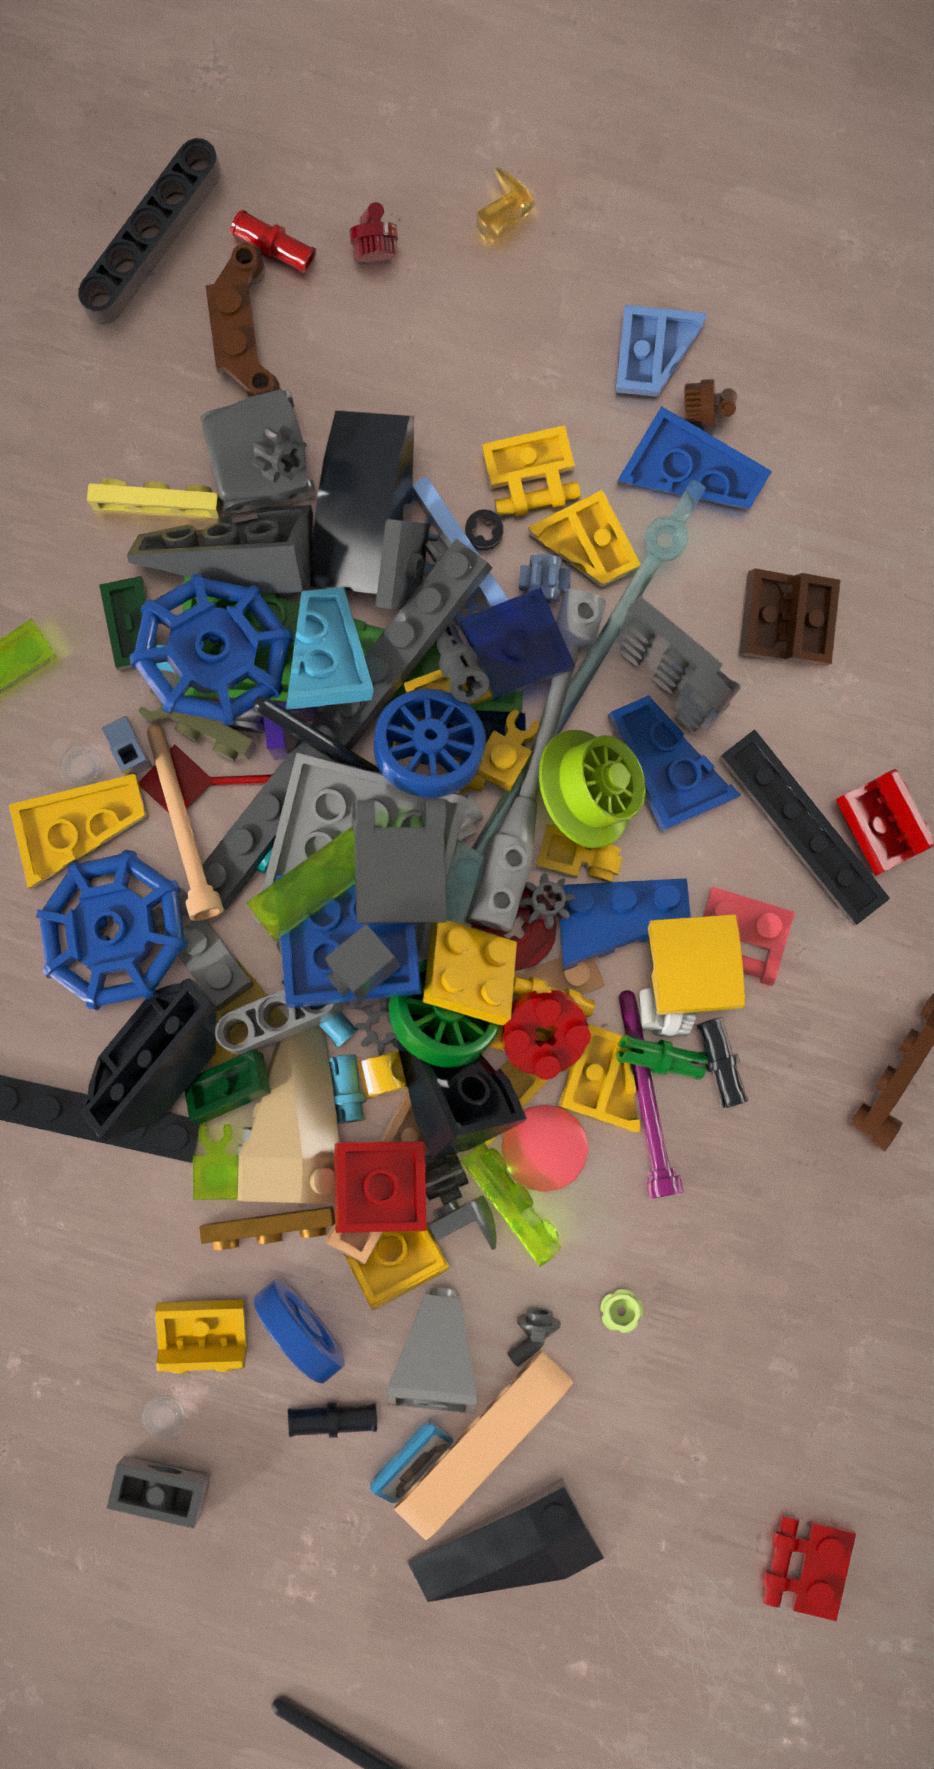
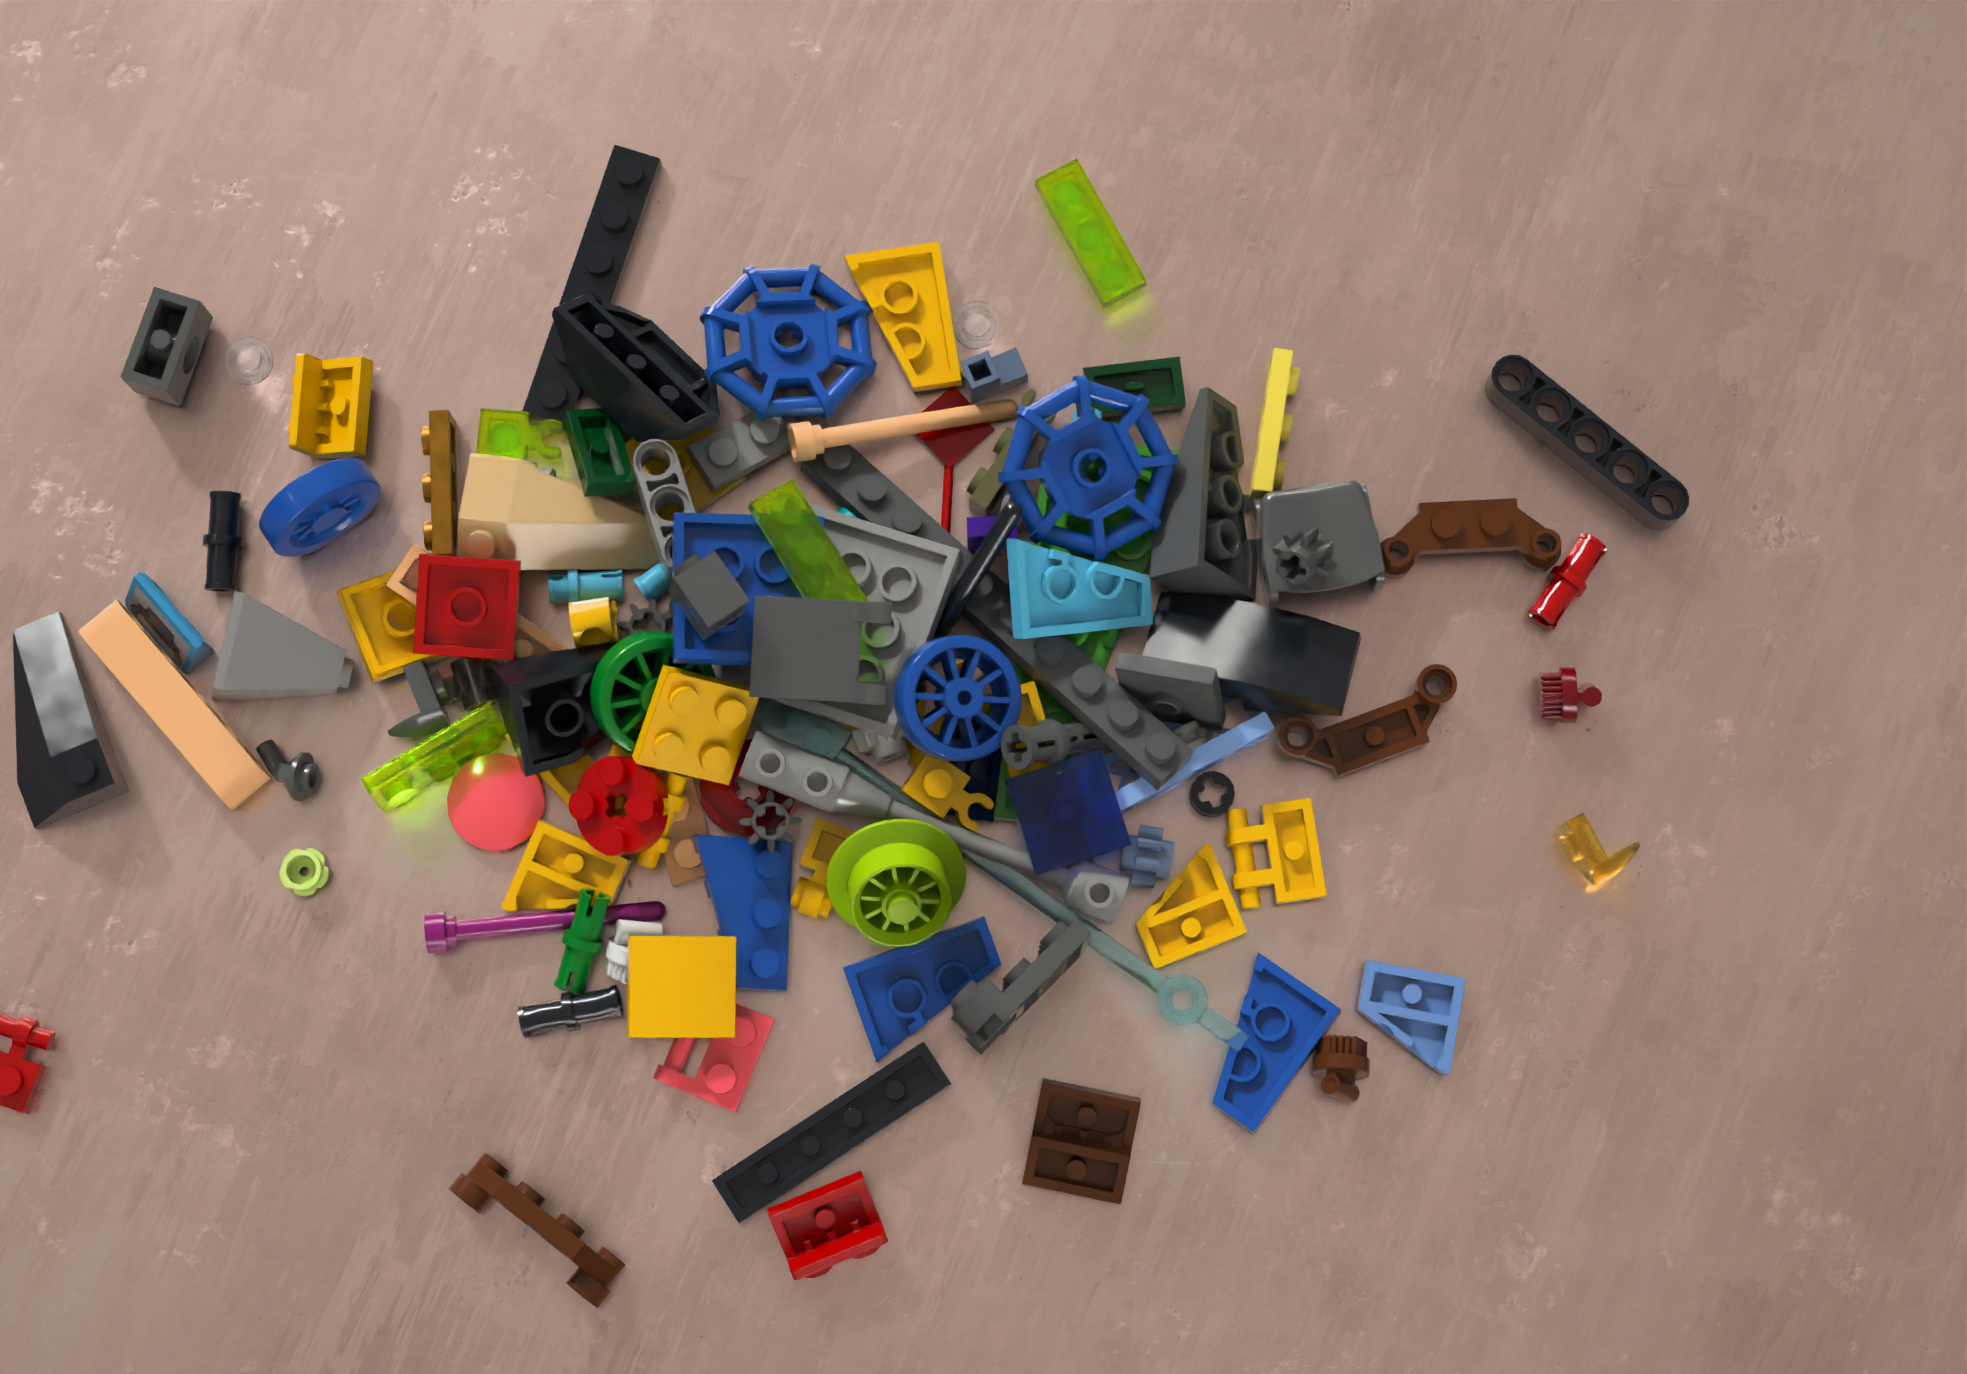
camera: 95 degrees right, 5 degrees down
(419, 393) = (1373, 734): none -> reddish brown plate

